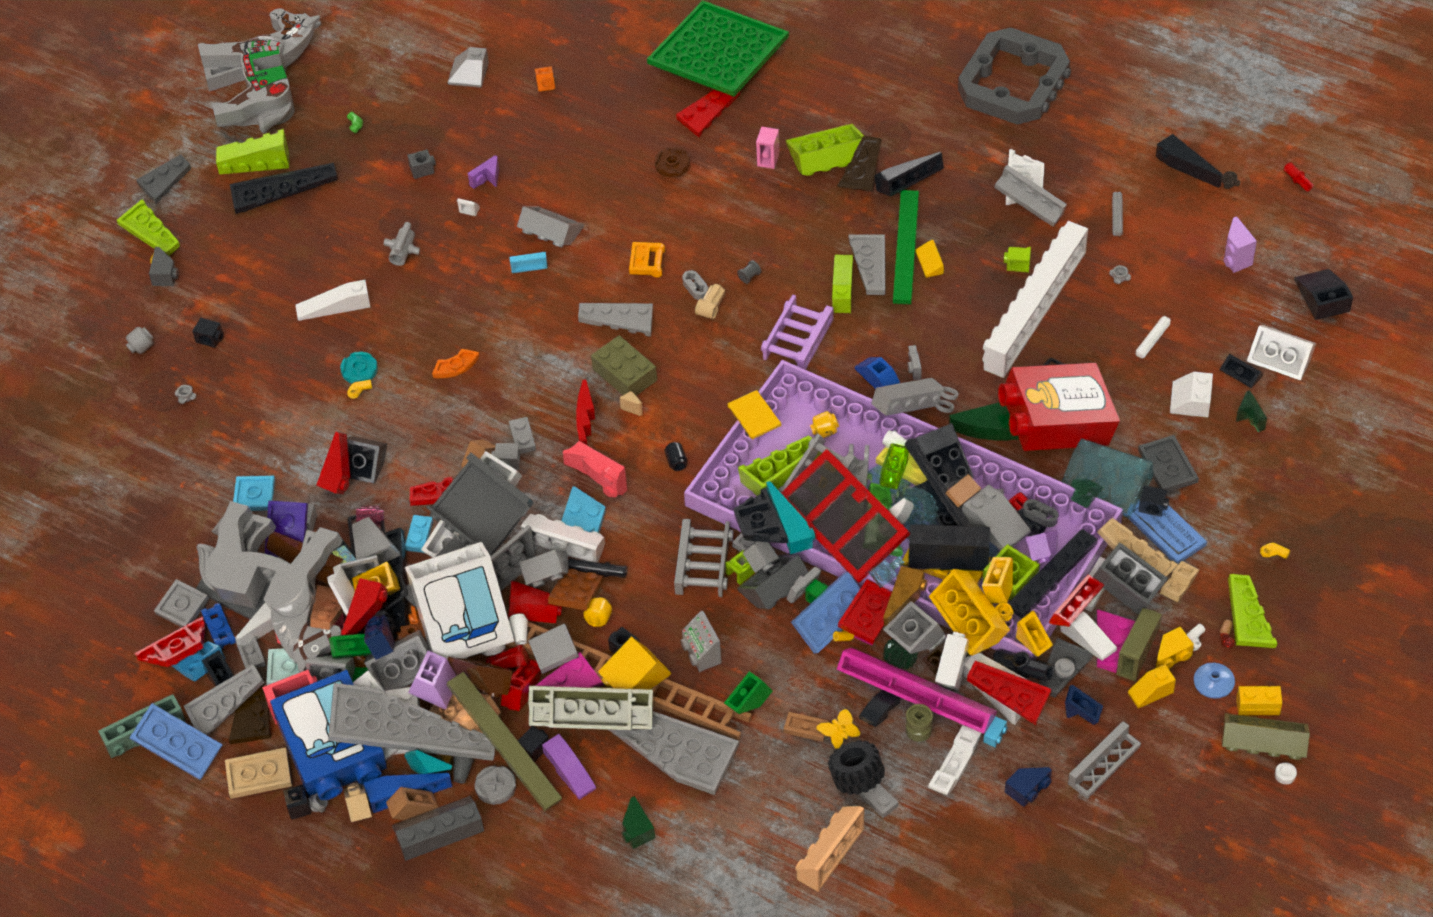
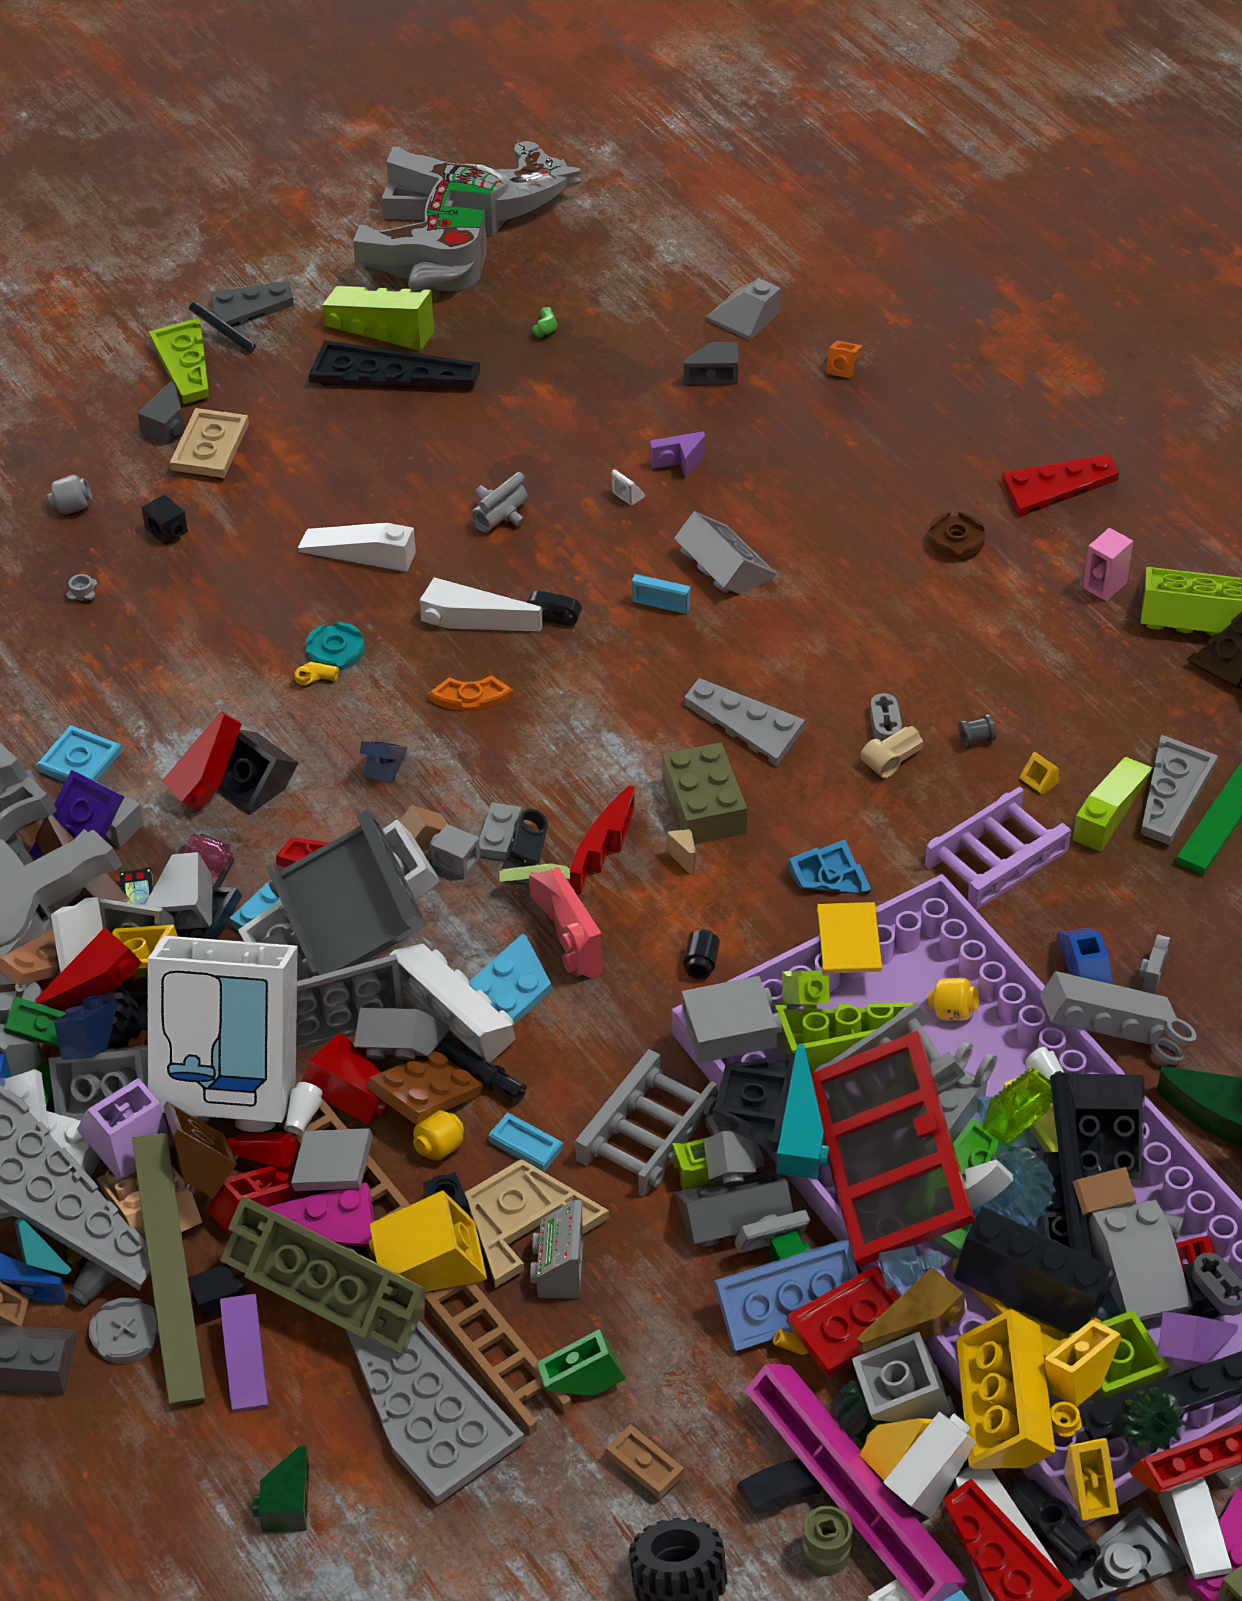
camera: 25 degrees right, 5 degrees down
(159, 199) = (222, 327): none -> black bar
(201, 275) = (209, 443): none -> tan plate
(420, 315) = (470, 608): none -> white slope
(421, 163) = (597, 407): dark grey brick -> none
(431, 422) = (382, 759): none -> dark blue slope
(472, 295) = (555, 607): none -> black beam
(473, 110) = (713, 364): none -> dark grey slope
(544, 436) = (526, 844): none -> black piece
(558, 452) = (521, 874): none -> yellowish green tile
(640, 258) = (827, 650): light orange plate -> none
(643, 596) = (525, 1142): none -> medium azure tile
(661, 628) = (514, 1205): none -> tan wing
(715, 382) = (828, 870): none -> dark azure slope
(718, 48) = (1118, 404): green plate -> none
(720, 484) = (730, 1019): none -> light grey brick
(749, 451) = (805, 987): none -> lime window
(796, 282) = (1040, 774): none -> yellow slope
(840, 729) = (693, 1491): yellow piece -> none
(926, 663) = (890, 1443): none -> yellow slope
(1047, 593) = (1155, 1434): none -> clear green gear

